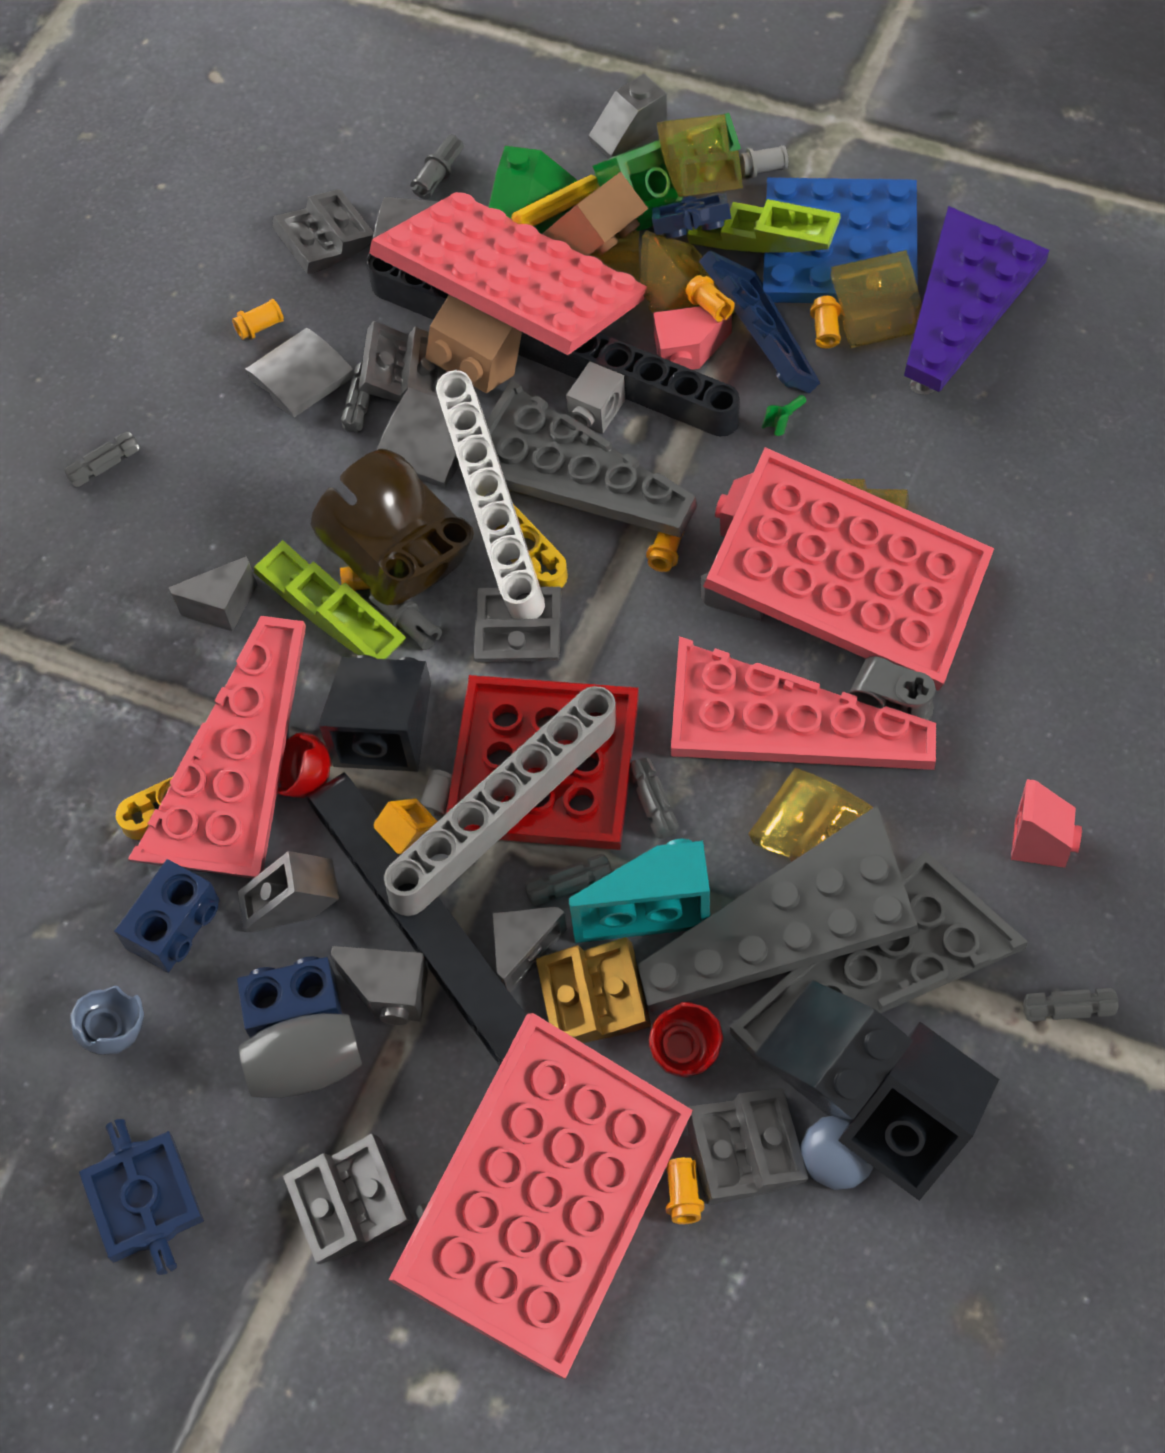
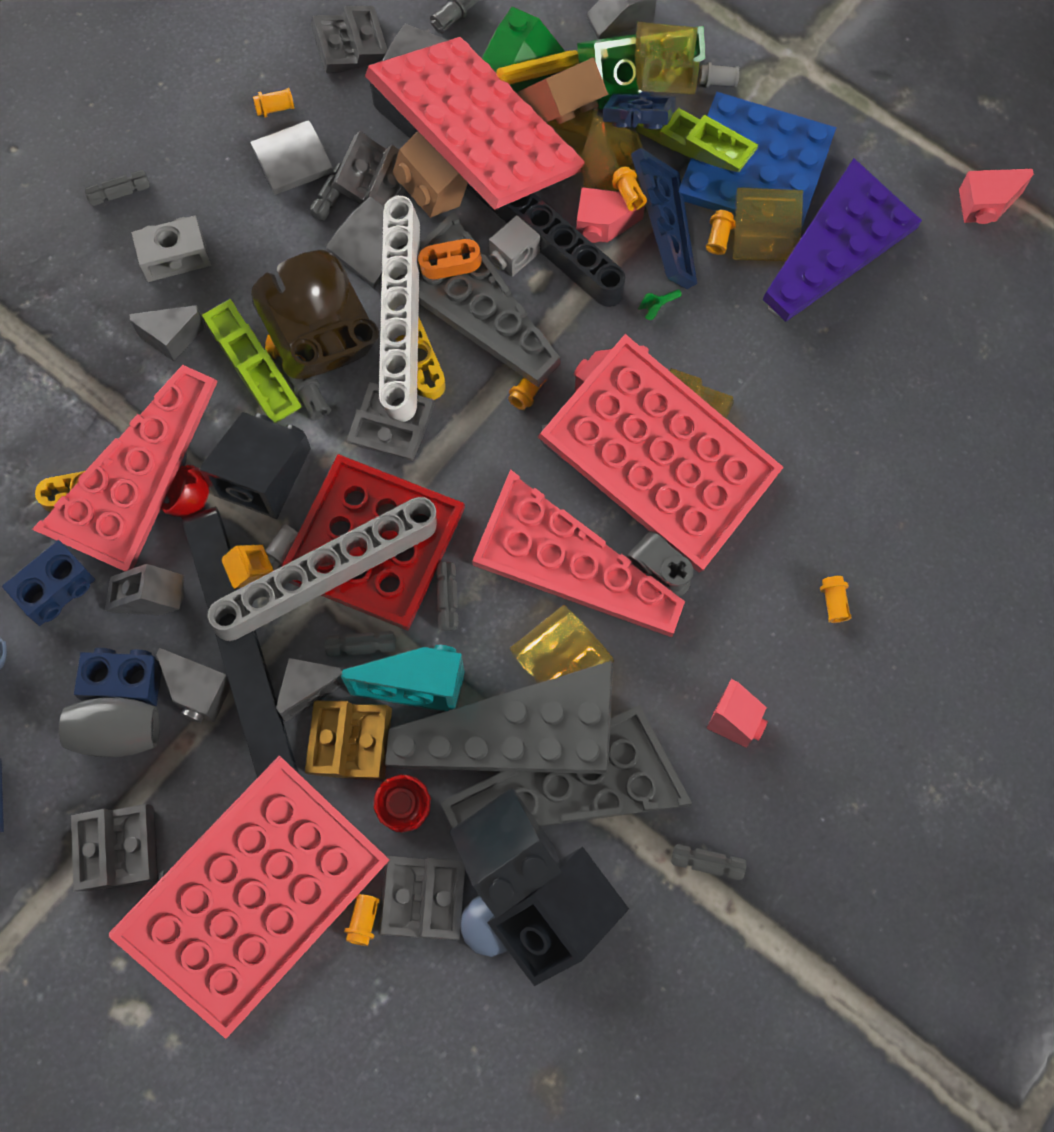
camera: 10 degrees right, 10 degrees up
(191, 506) = (186, 255): none -> light grey brick
(528, 428) = (449, 259): none -> orange beam
(1107, 673) = (836, 598): none -> light orange pin
(1115, 201) = (991, 192): none -> coral slope

